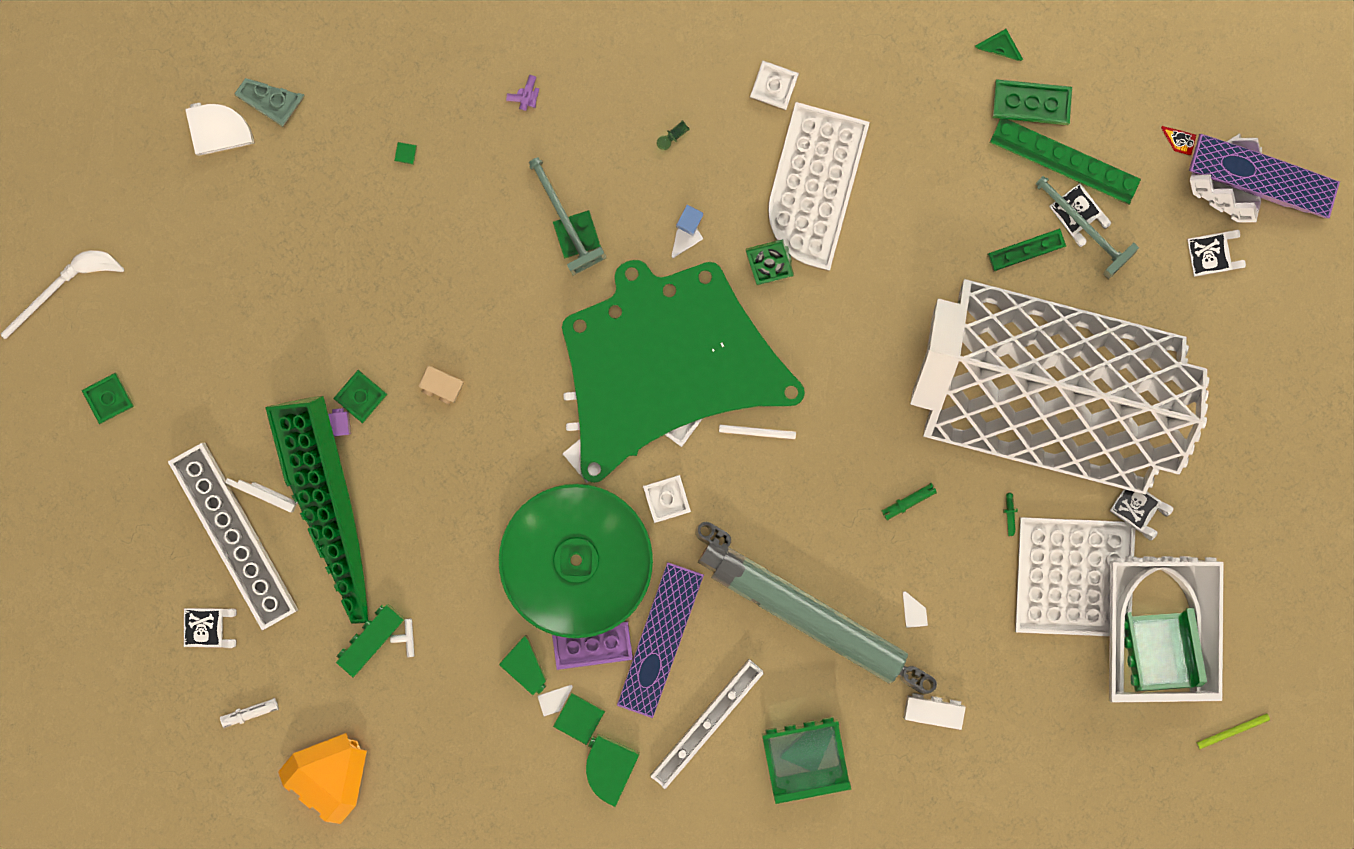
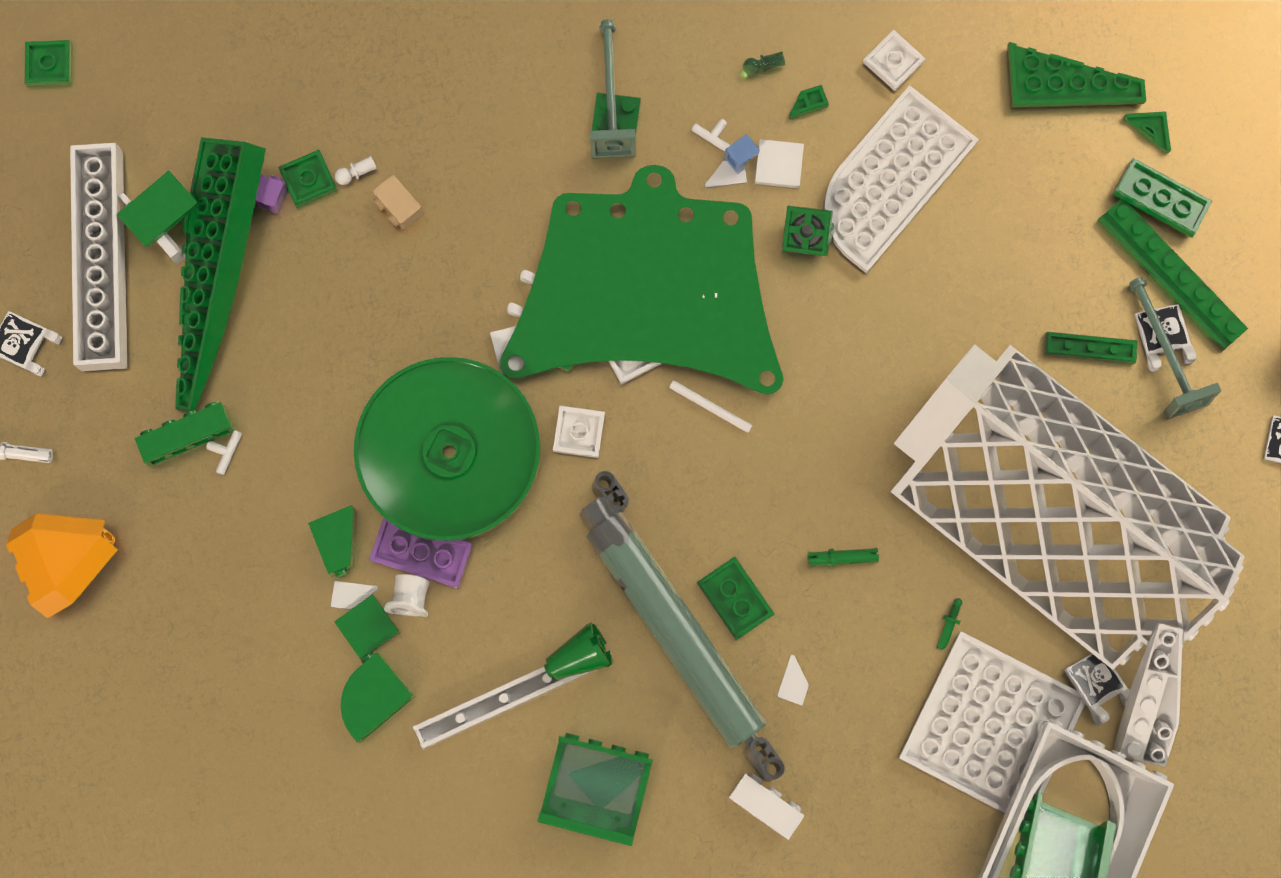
camera: 20 degrees right, 10 degrees down
(262, 480) = (158, 209): none -> green tile
(388, 381) = (344, 176): none -> white pin
(600, 683) = (408, 596): none -> white piece
(660, 215) = (713, 136): none -> white piece
(660, 639) = (497, 580): dark blue slope -> none
(722, 150) = (809, 101): none -> green tile
(722, 212) = (779, 163): none -> white tile
(749, 669) = (579, 654): none -> green cone
(842, 569) = (735, 598): none -> green tile
(911, 42) = (1061, 81): none -> green wing
(1184, 510) = (1154, 700): none -> white wedge

